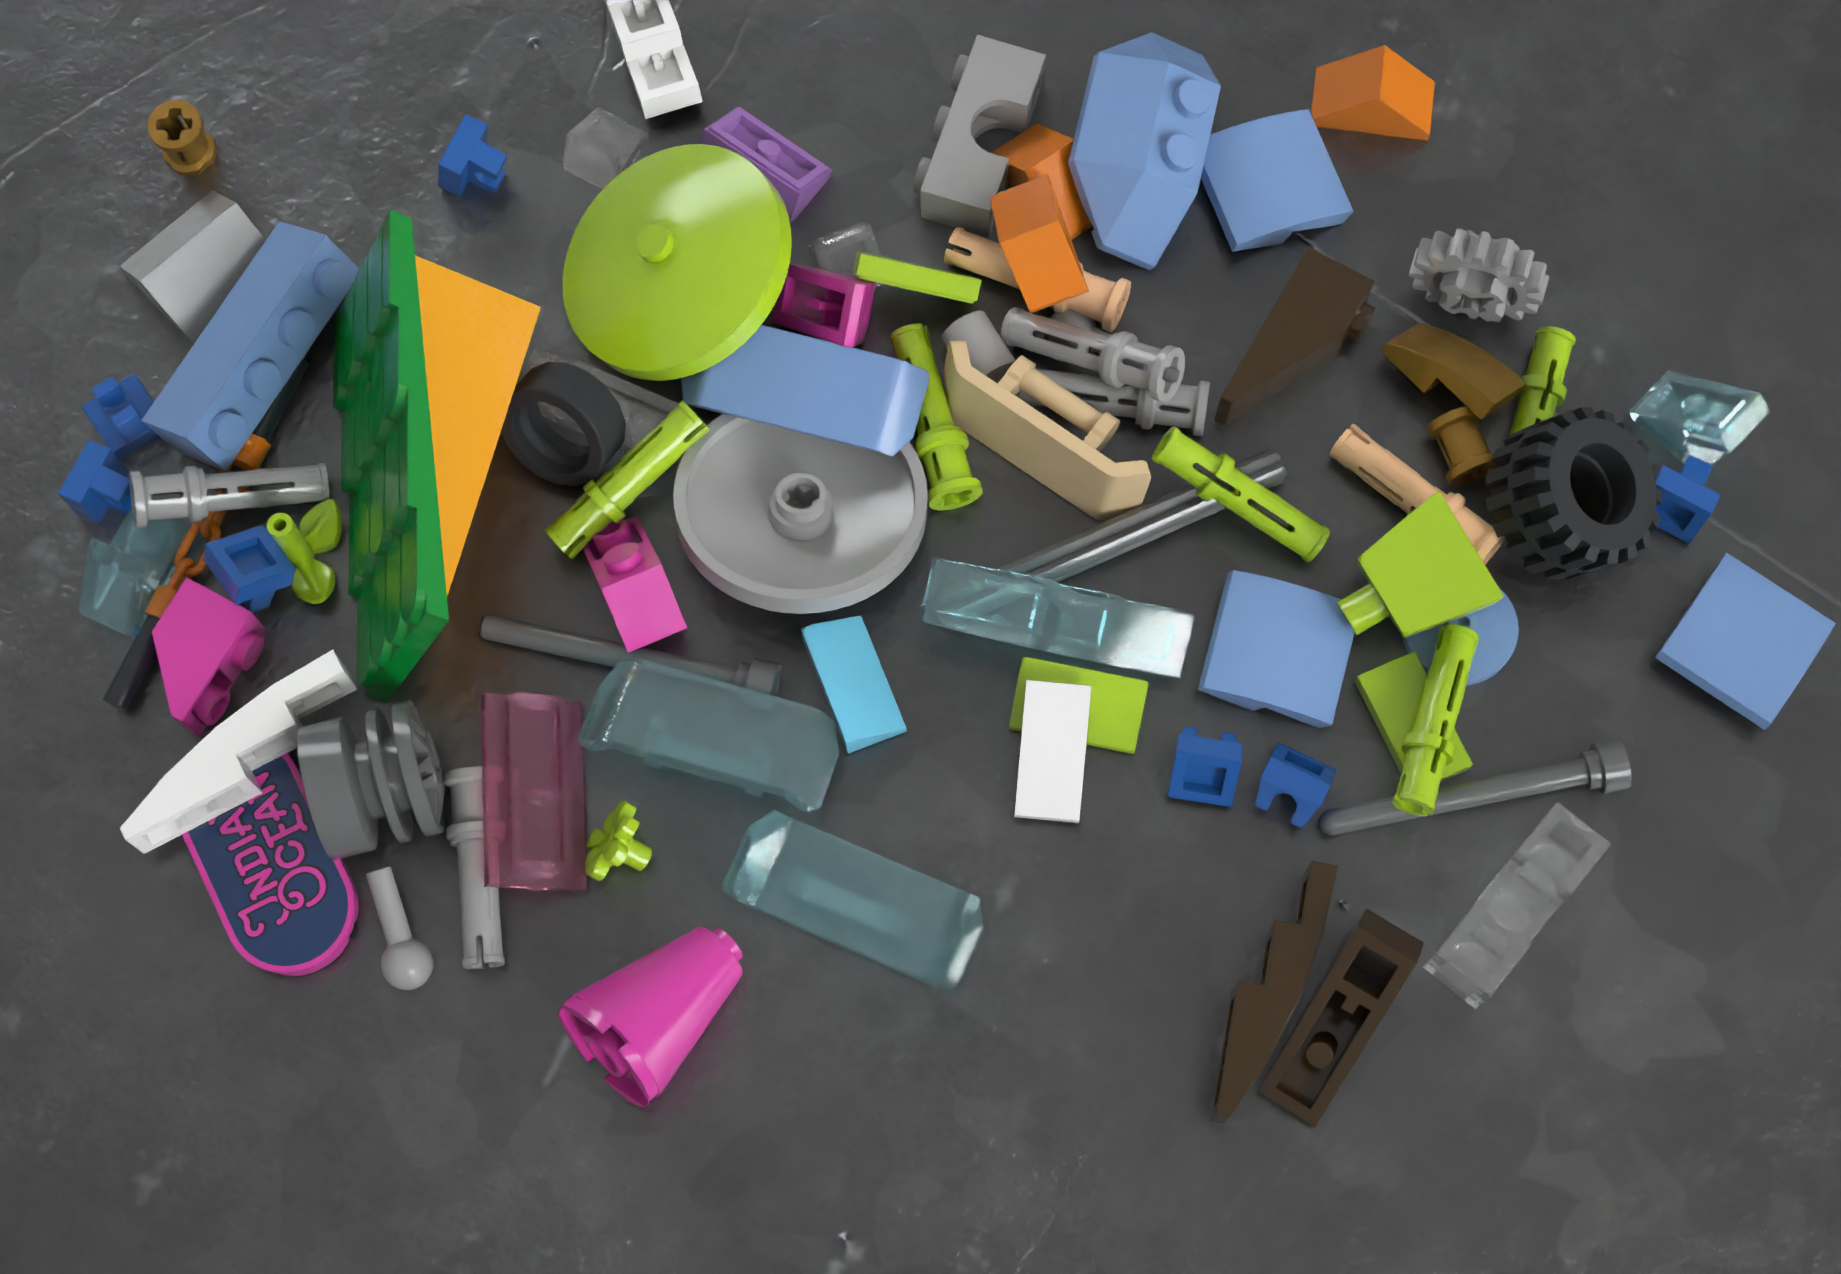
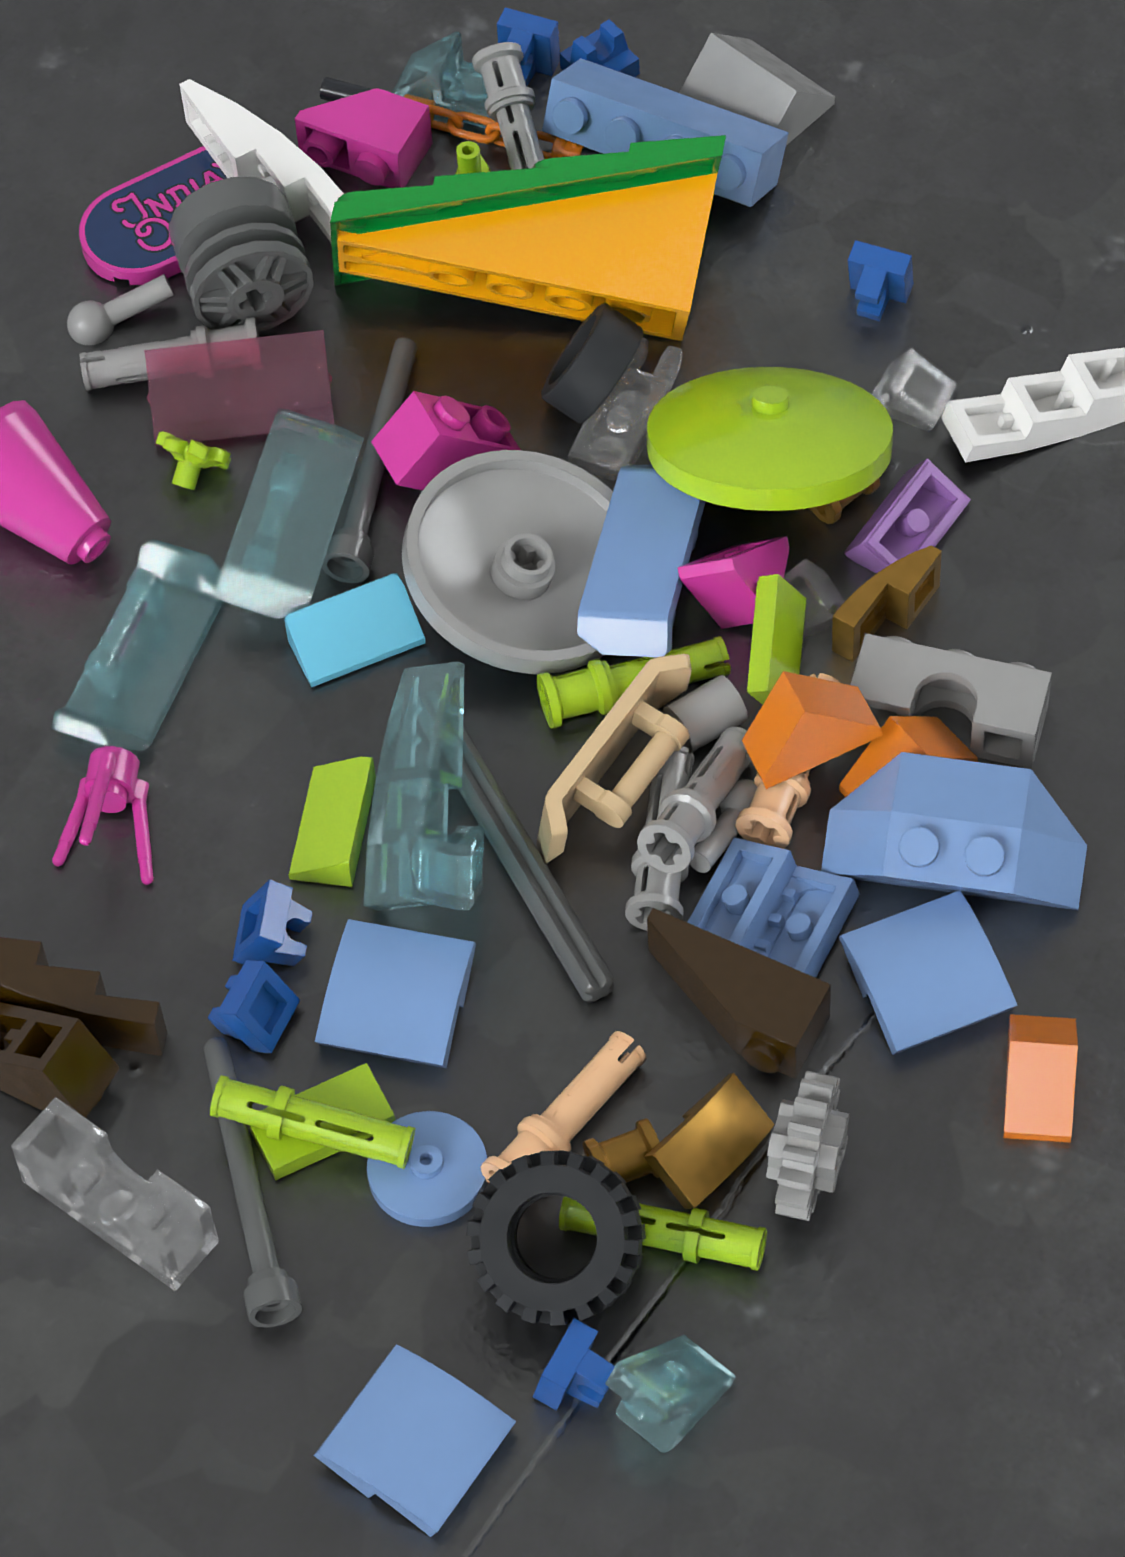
camera: 90 degrees right, 15 degrees down
(174, 137) = (878, 51): pearl gold bush -> none
(249, 567) = (435, 147): blue tile -> none
(619, 487) = (526, 412): lime pin -> none
(857, 171) = (891, 594): none -> pearl gold slope
(1027, 923) = (108, 788): none -> dark pink plant
(1052, 751) = (278, 786): white slope -> none
(1175, 576) = (442, 867): none -> clear light blue slope
(1180, 453) = (555, 928): lime pin -> none
(1204, 307) = (775, 905): none -> medium blue slope
(1421, 574) = (465, 1096): lime torso -> none

